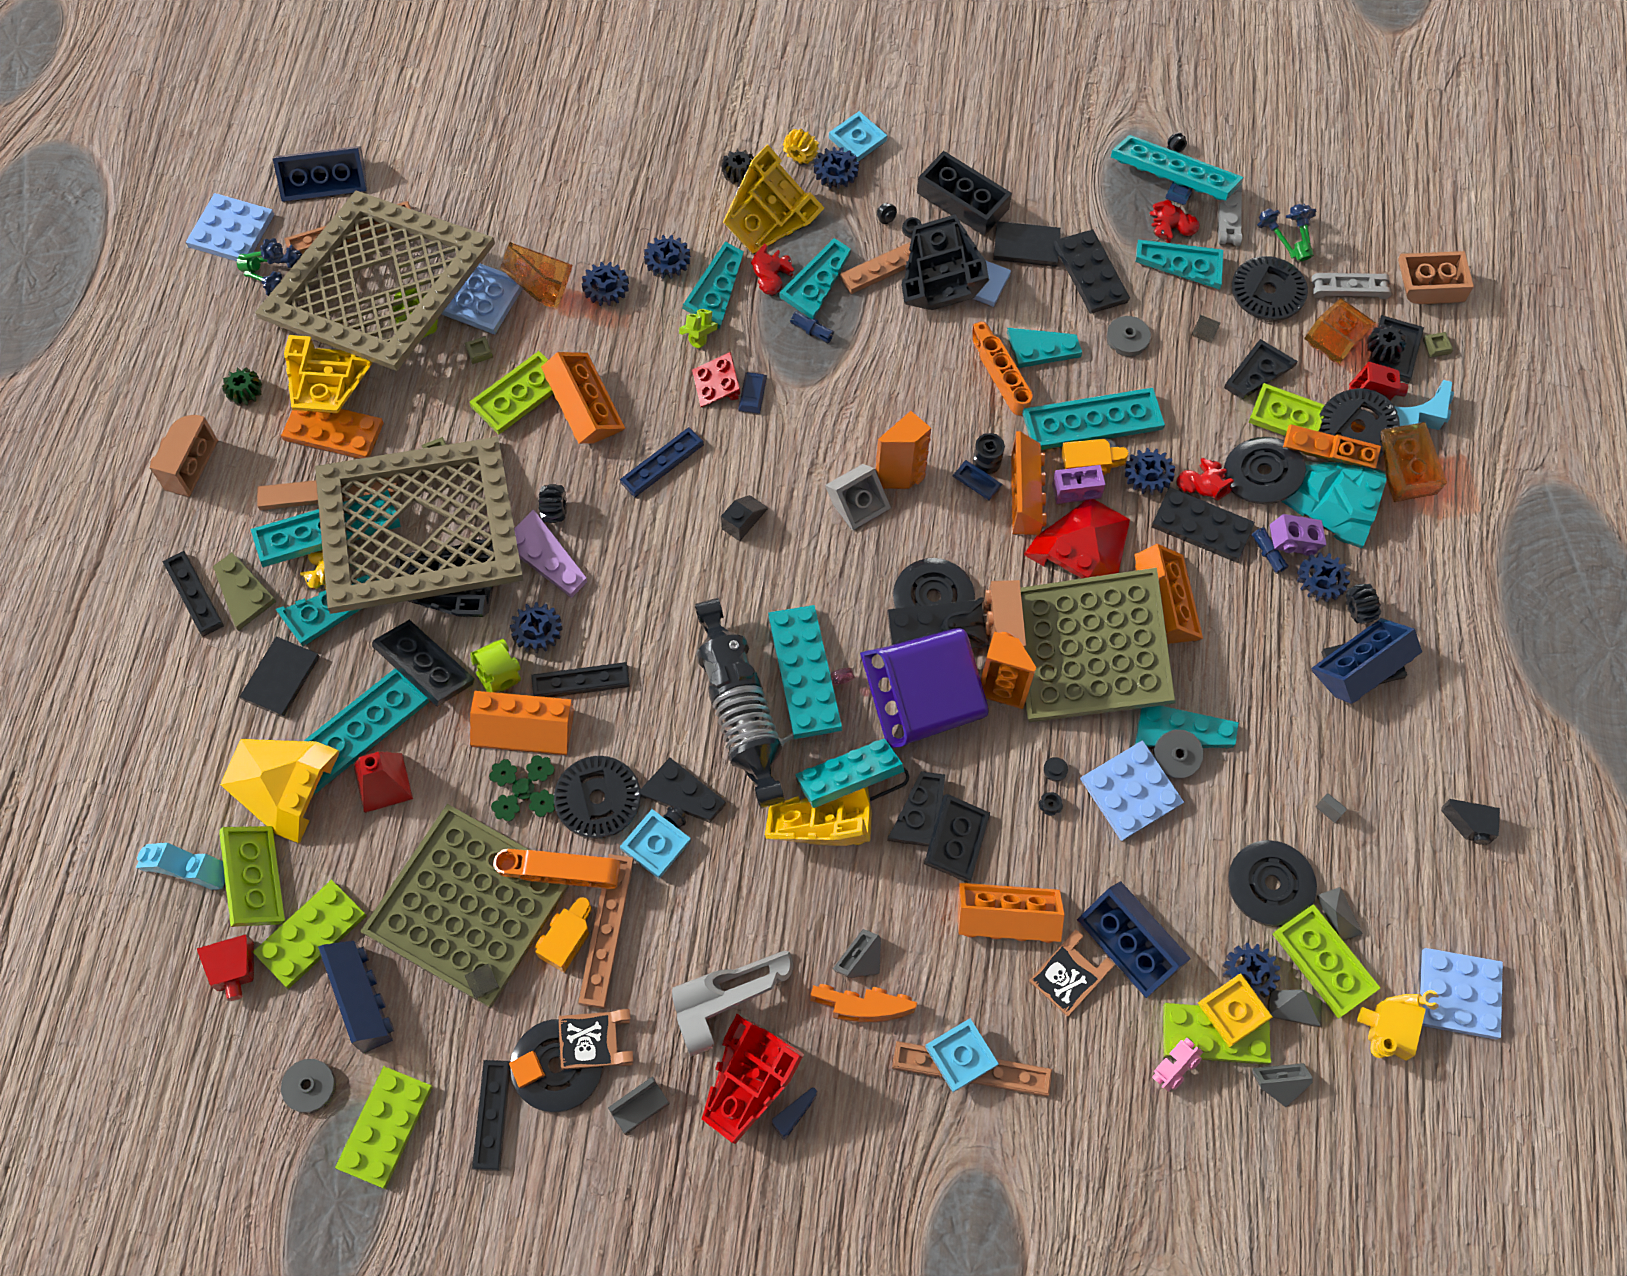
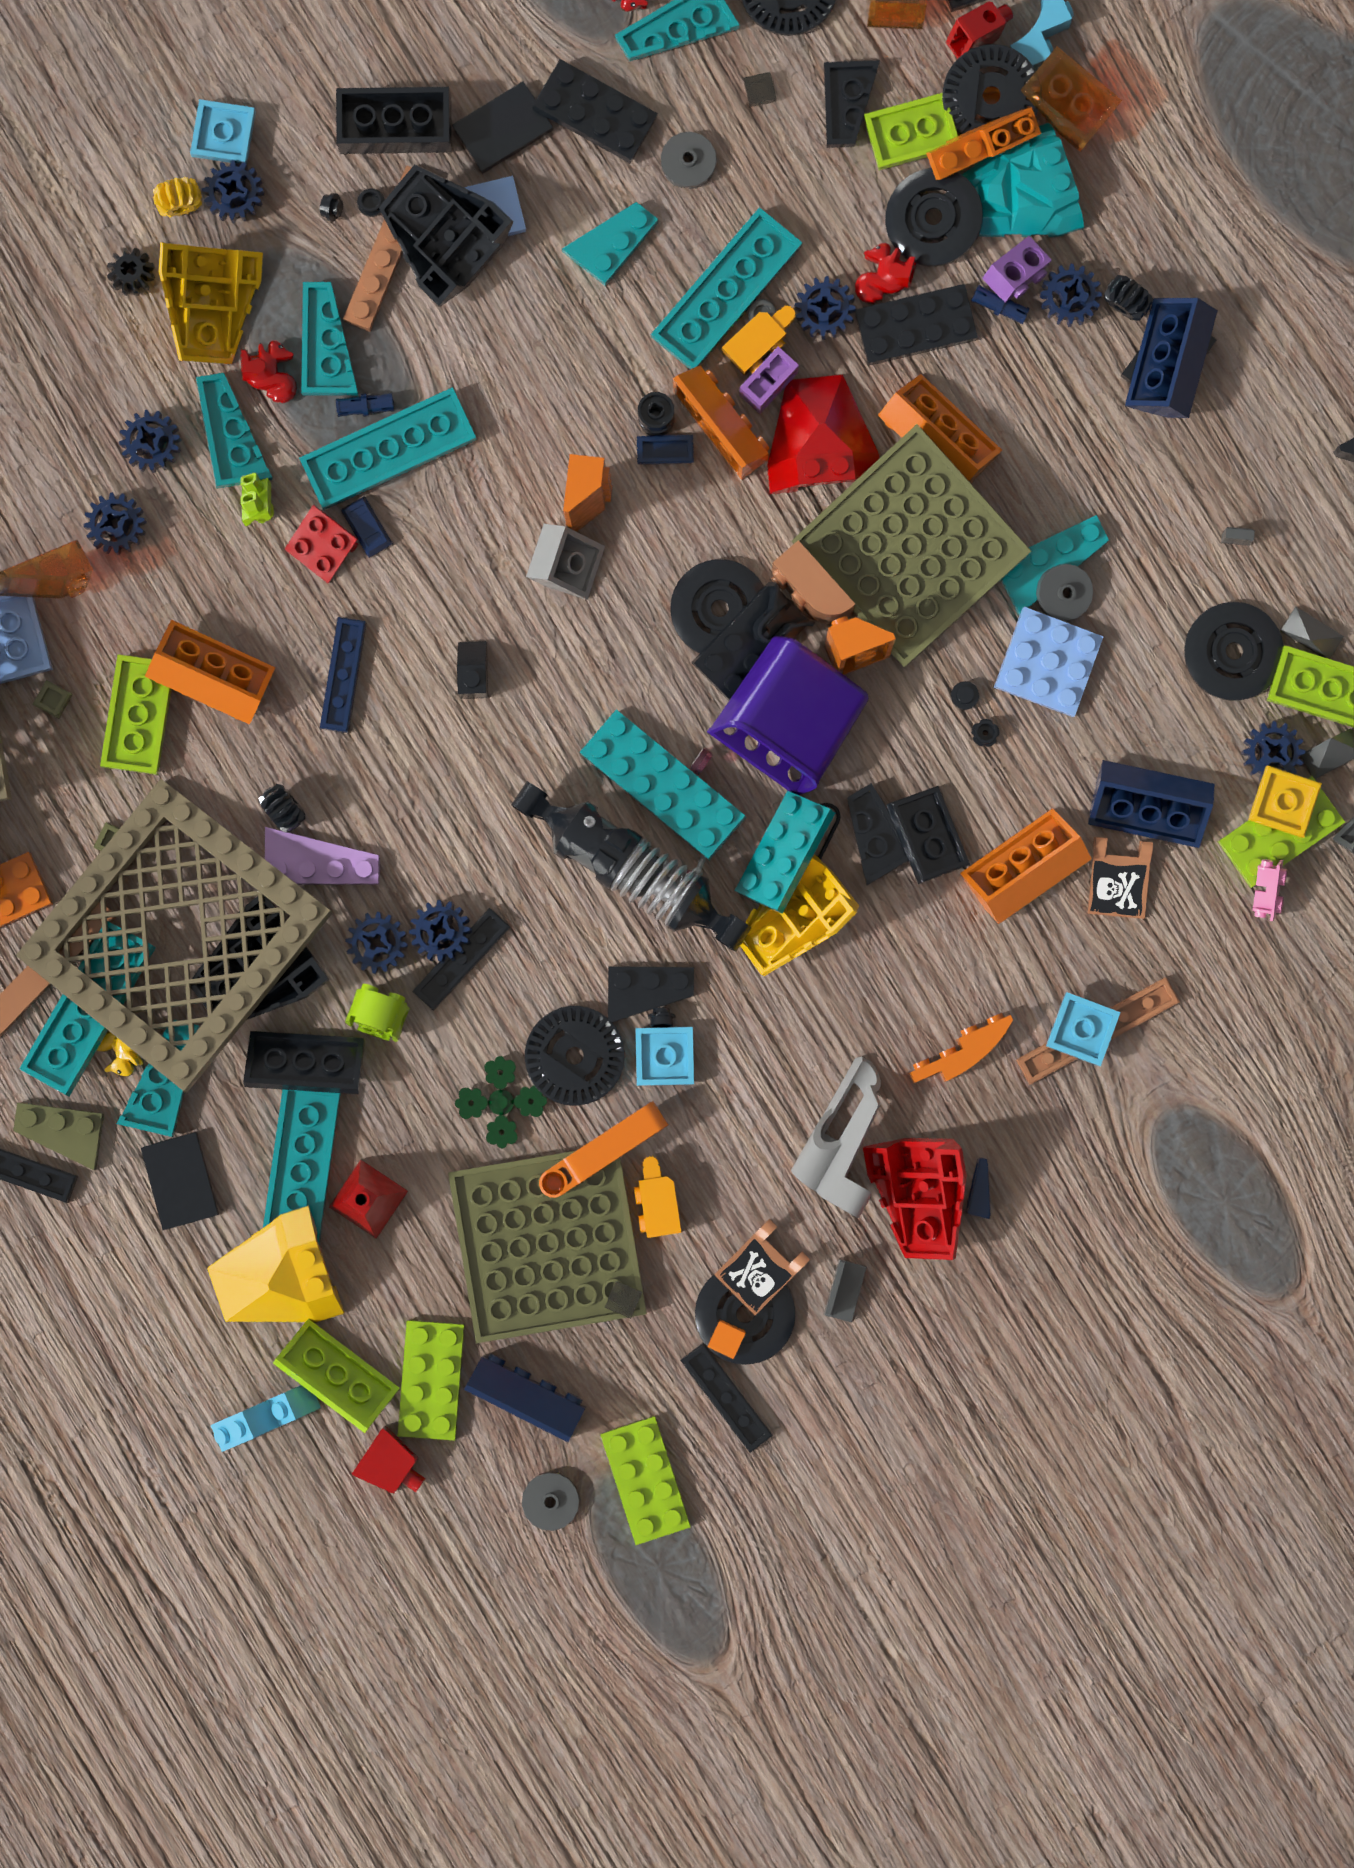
camera: 30 degrees left, 20 degrees up
(521, 722) = (446, 1045): orange slope -> none
(582, 651) = (445, 921): none -> dark blue gear
(605, 938) = (692, 1173): nougat plate -> none
(804, 358) = (388, 448): none -> teal plate
(861, 957) = (927, 1011): dark grey slope -> none
(1001, 375) = (549, 281): orange piece -> none

